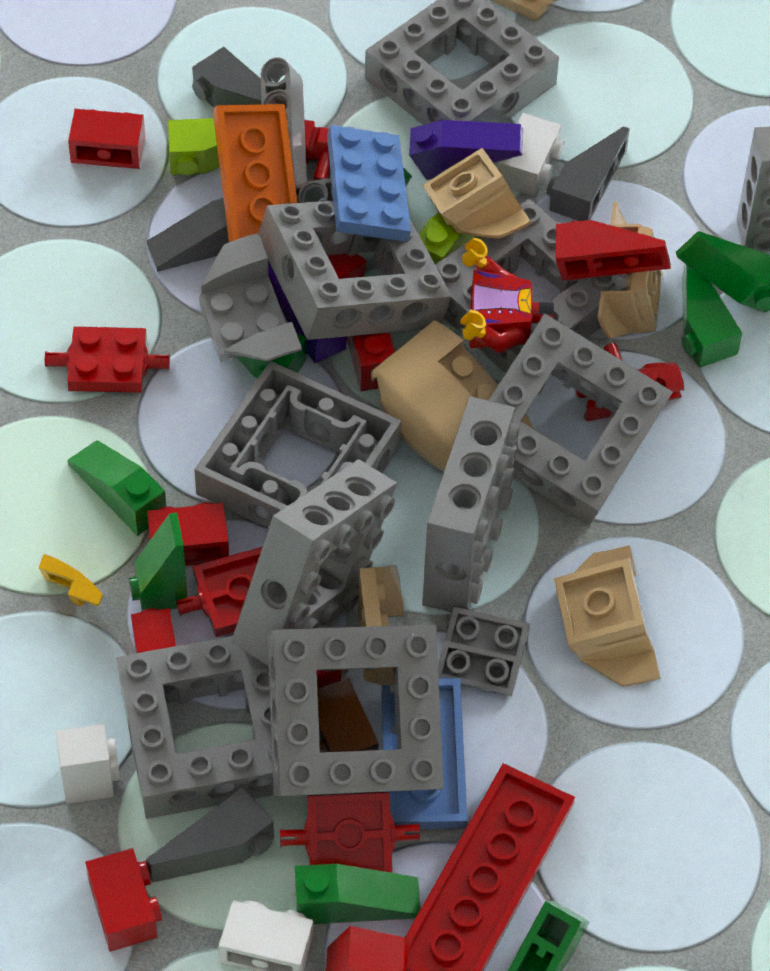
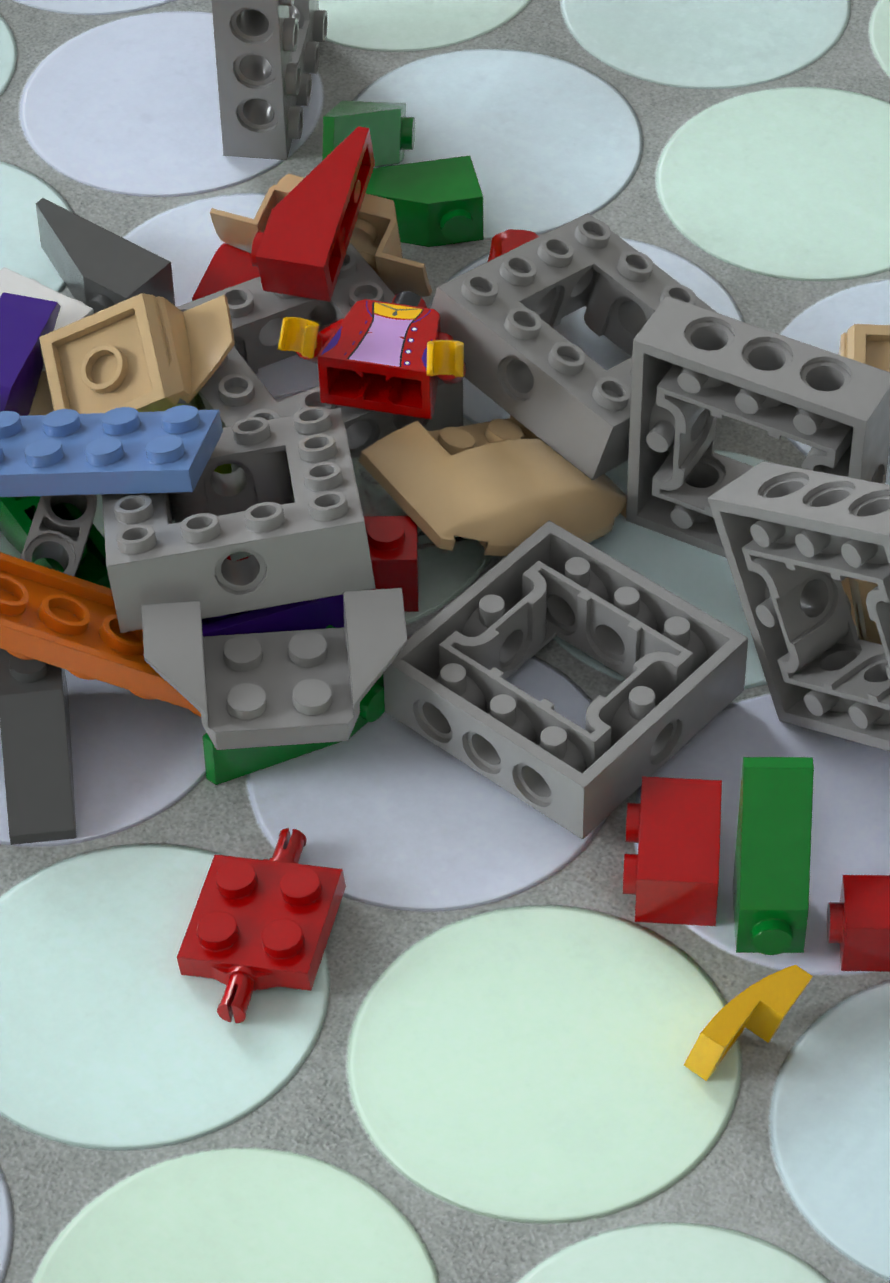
camera: 75 degrees left, 10 degrees down
(119, 484) = (545, 931): green slope -> none
(222, 589) = (839, 806): red plate -> none

